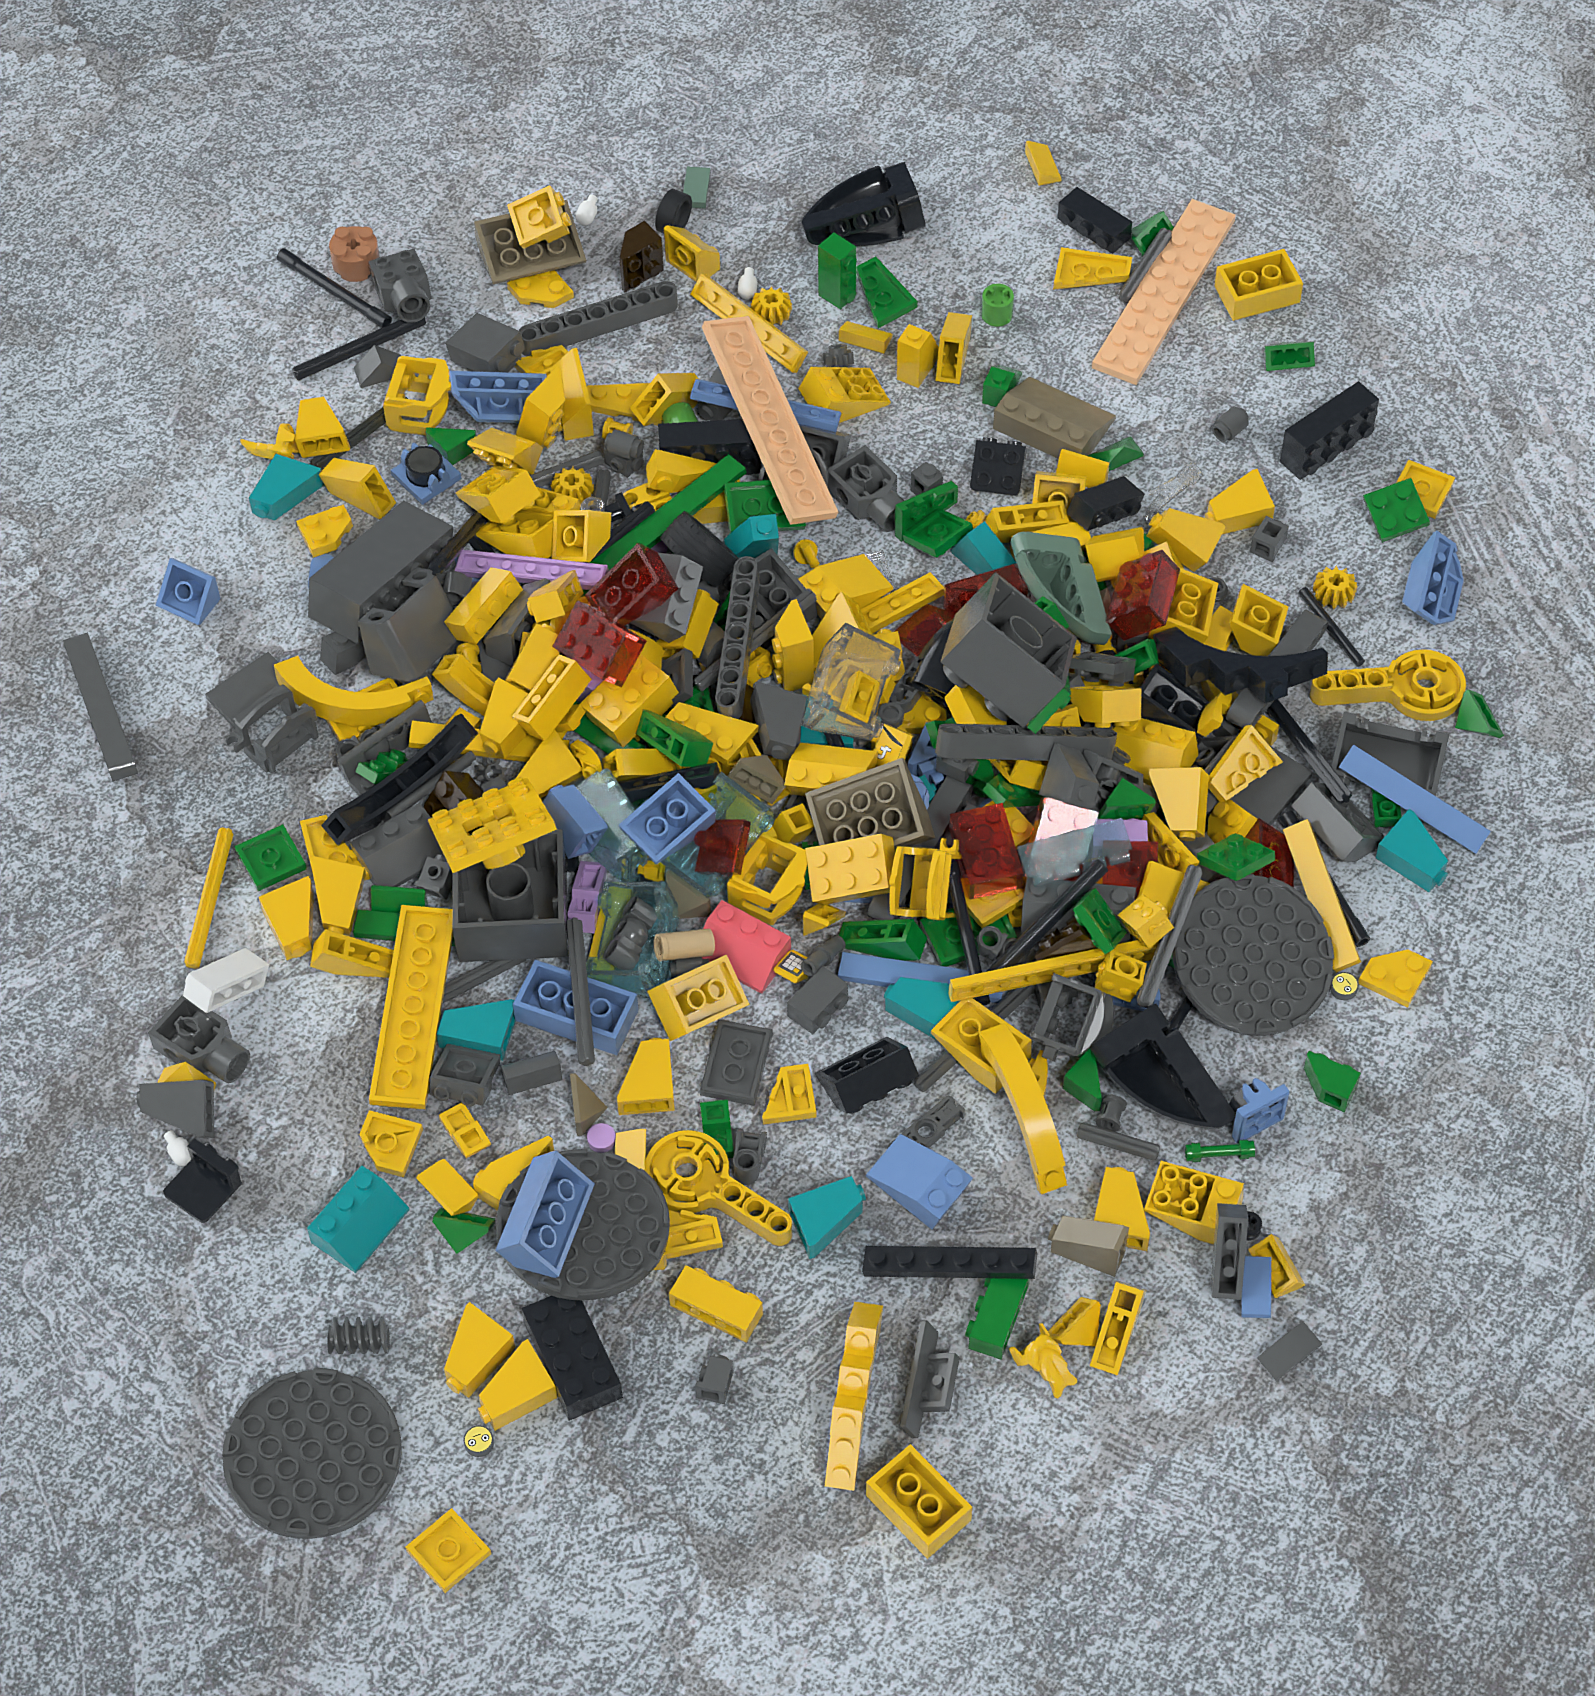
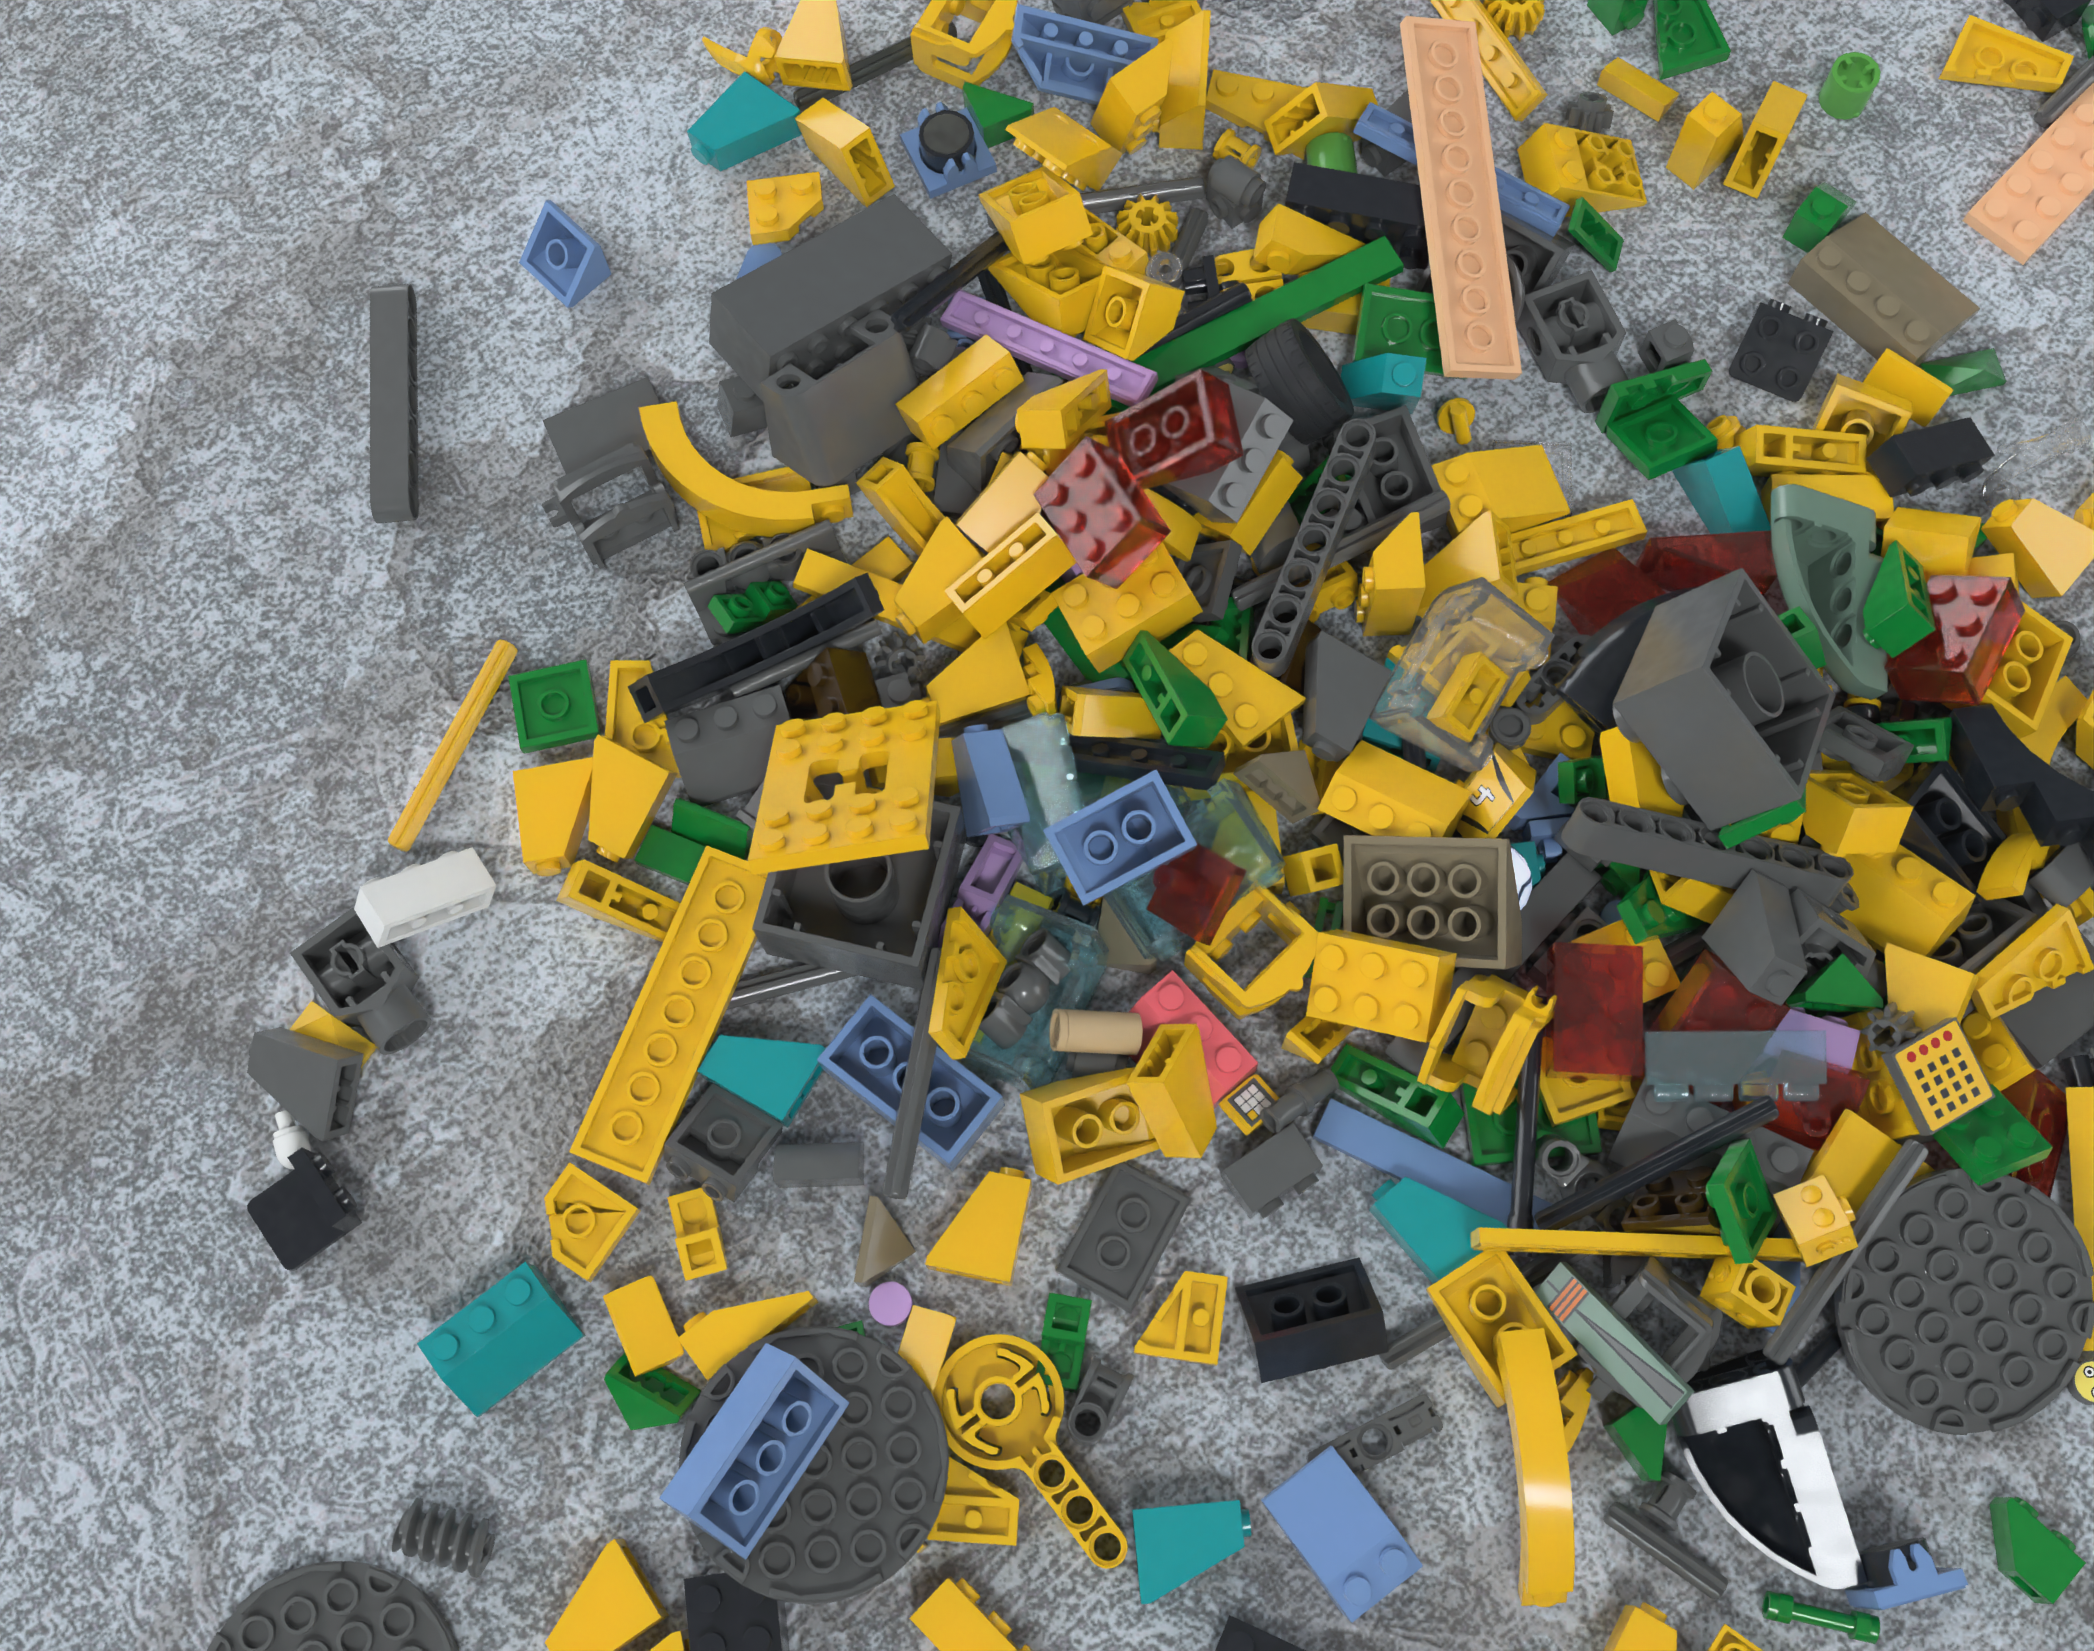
camera: 20 degrees right, 15 degrees up
(594, 933) = (964, 983): none -> yellow wing
(745, 966) = (1175, 1091): none -> yellow slope
(862, 426) = (1595, 234): none -> green slope
(1049, 1023) = (1613, 1343): none -> sand green tile
(1102, 583) = (1898, 603): none -> green slope
(1157, 814) = (1878, 1030): none -> dark grey gear
(1195, 827) = (1938, 1076): none -> tile

